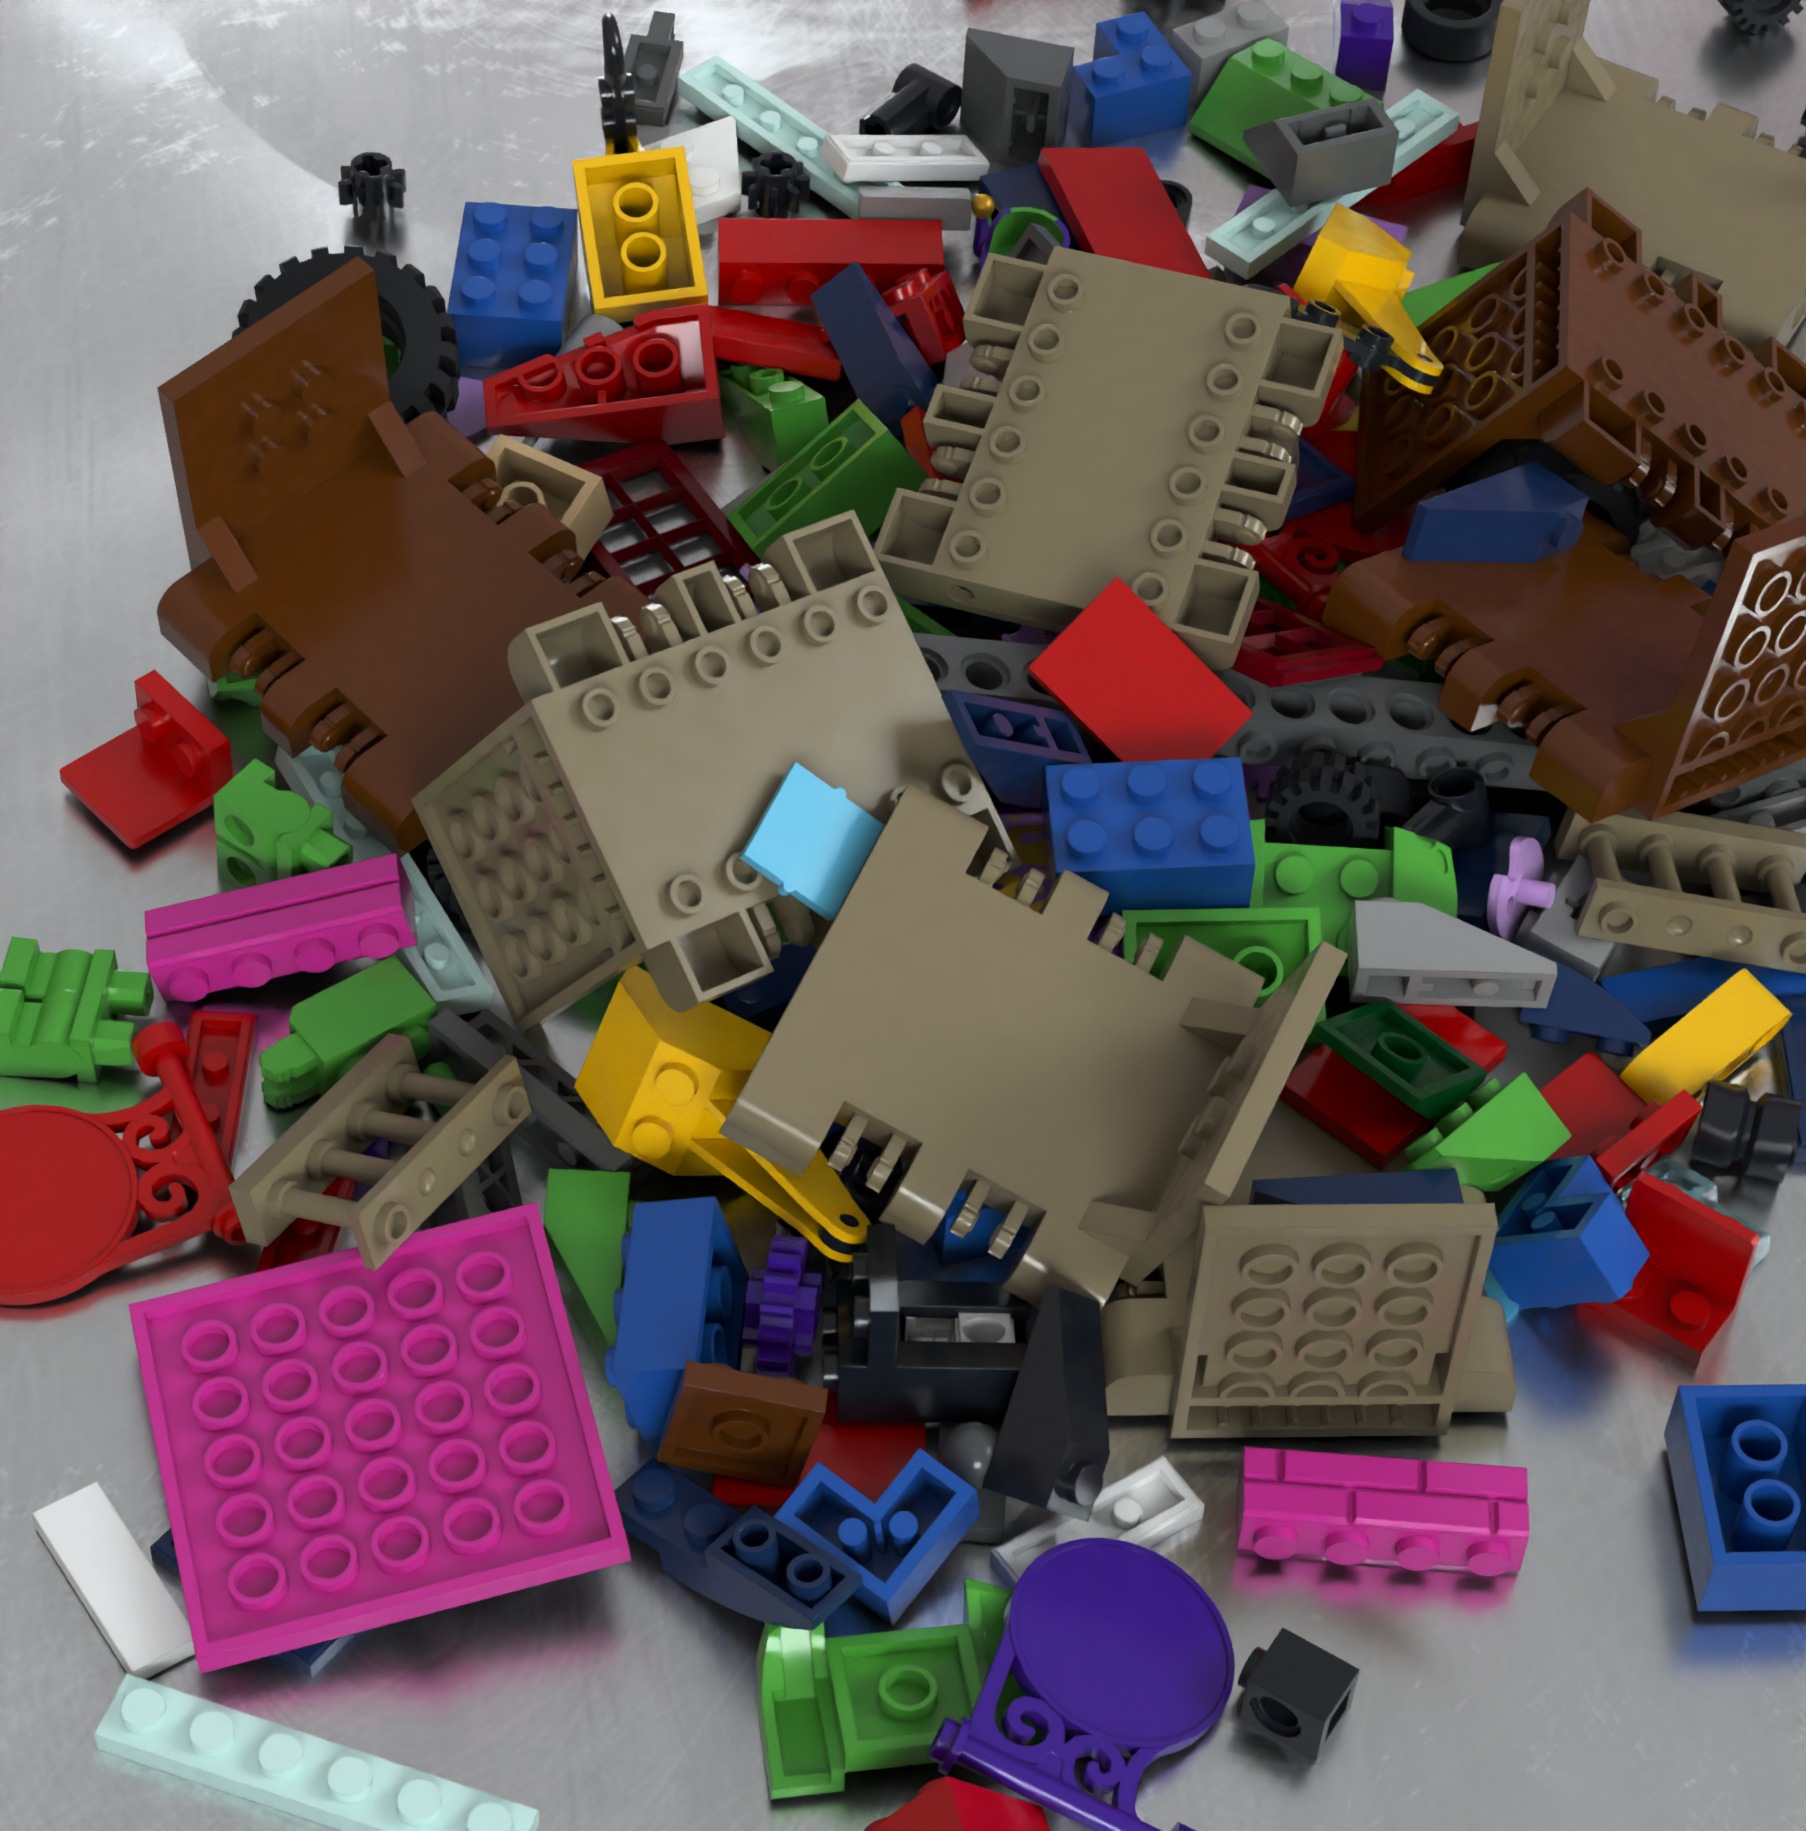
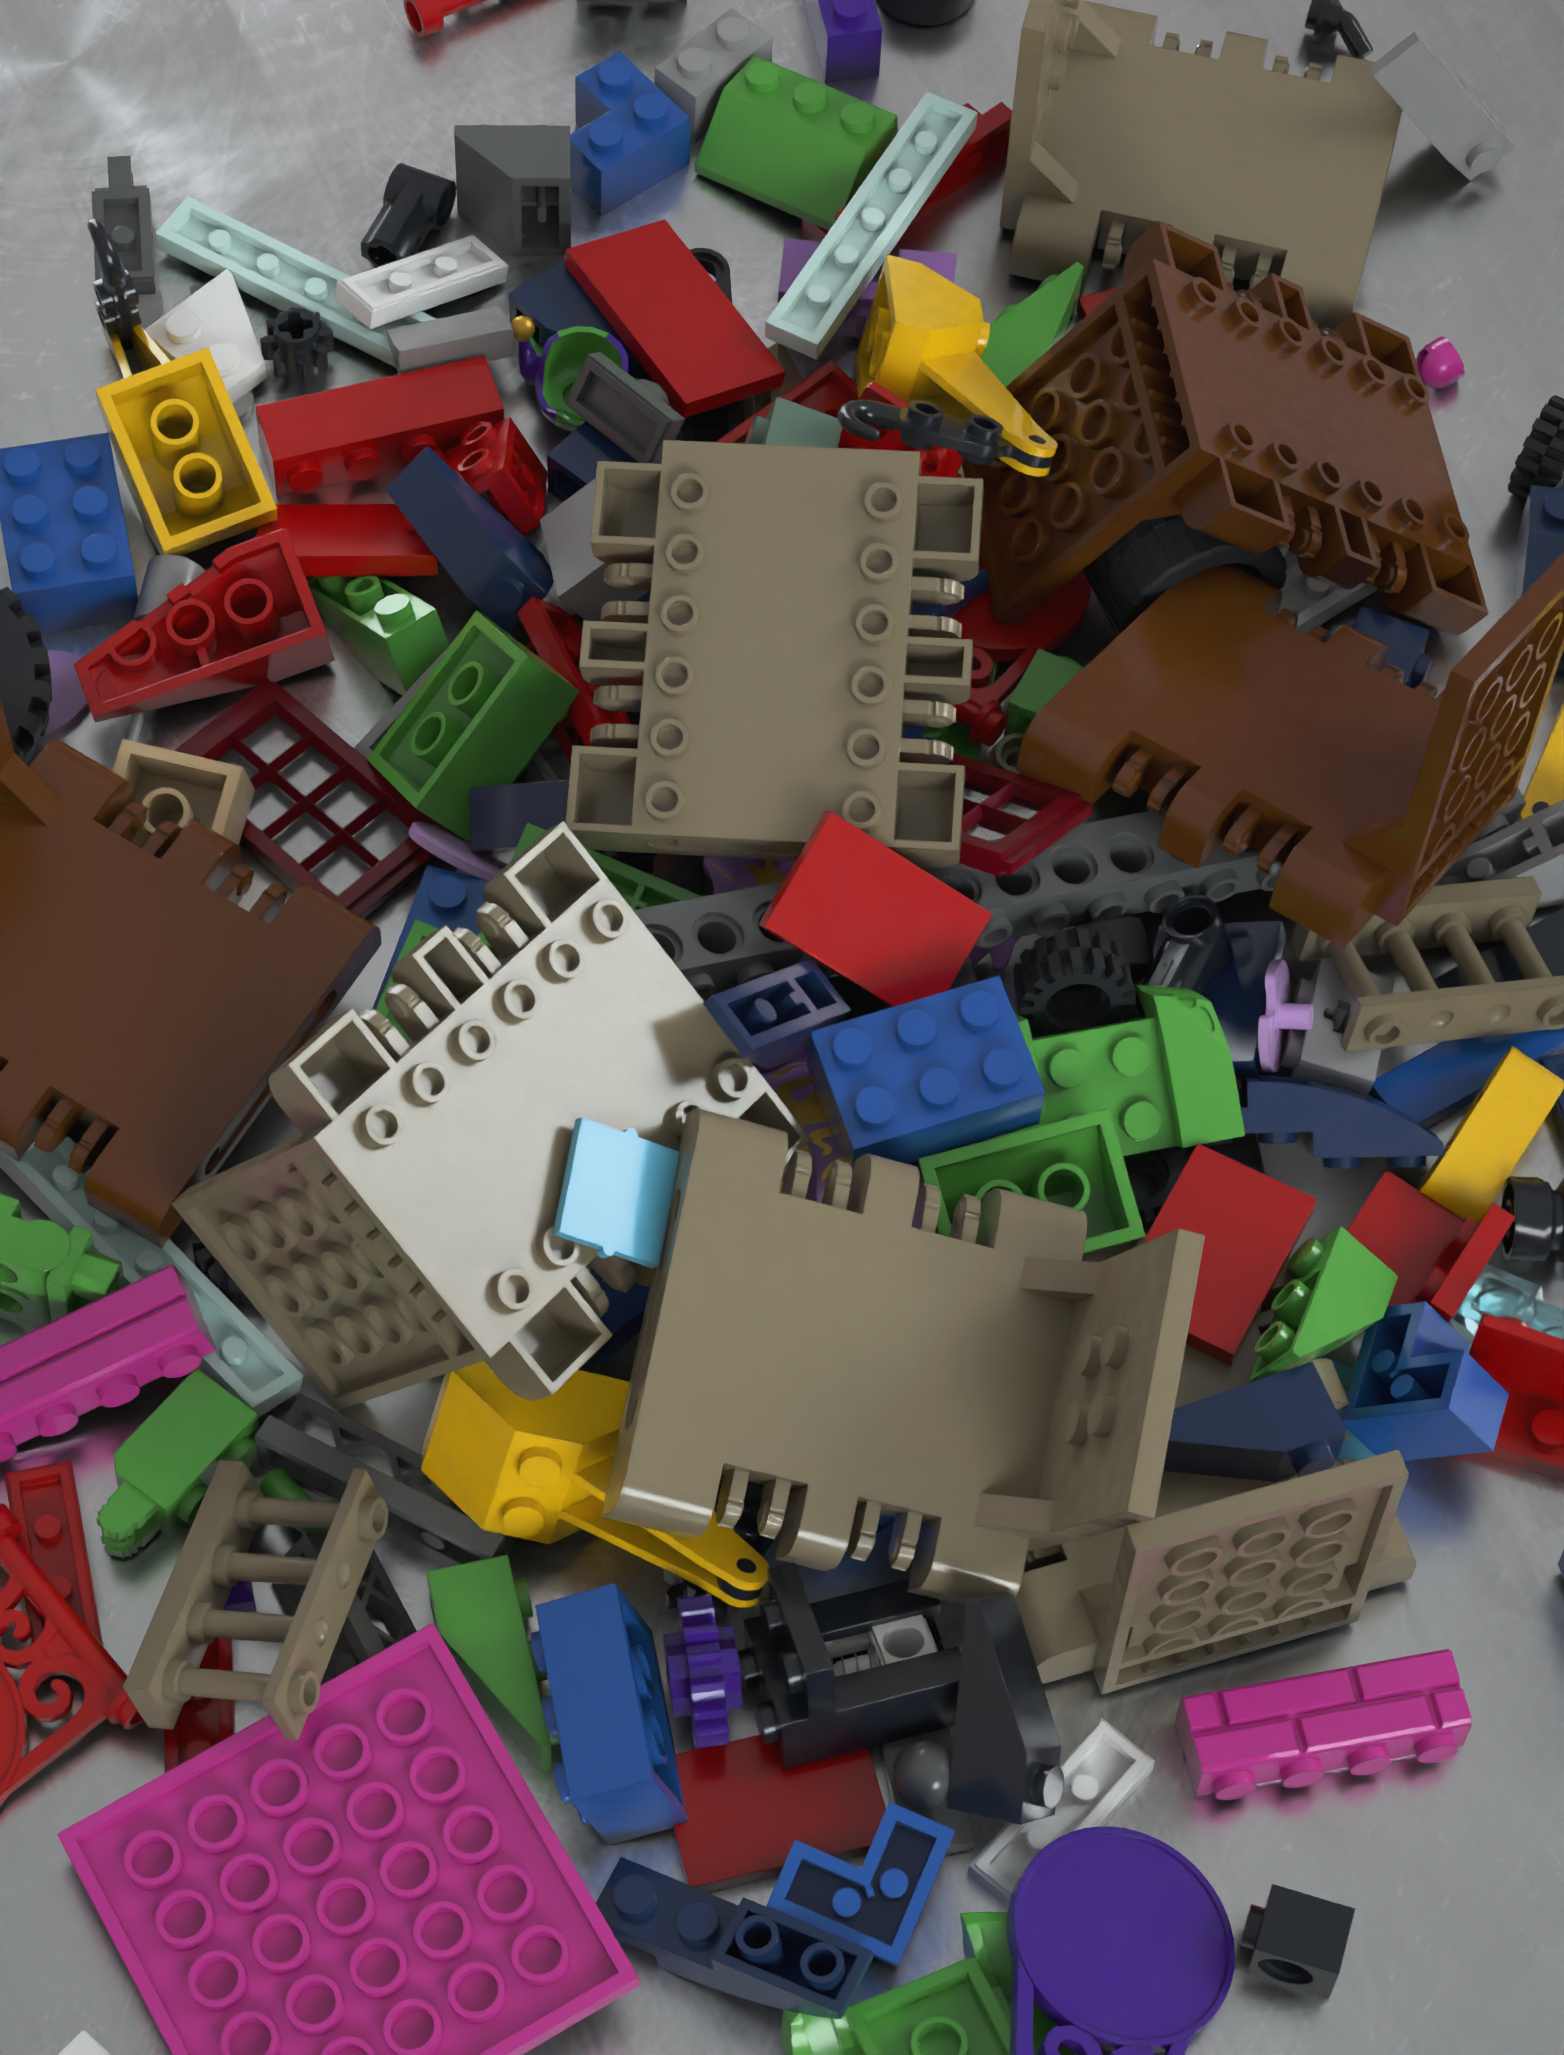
camera: 15 degrees left, 10 degrees up
(742, 1424) = (708, 1815): reddish brown plate -> none
(1326, 151) = (861, 197): dark grey slope -> none
(1402, 1057) = (1242, 1250): dark green slope -> none
(1436, 959) = (1225, 1129): light grey slope -> none
(1499, 519) = (1168, 619): dark blue slope -> none

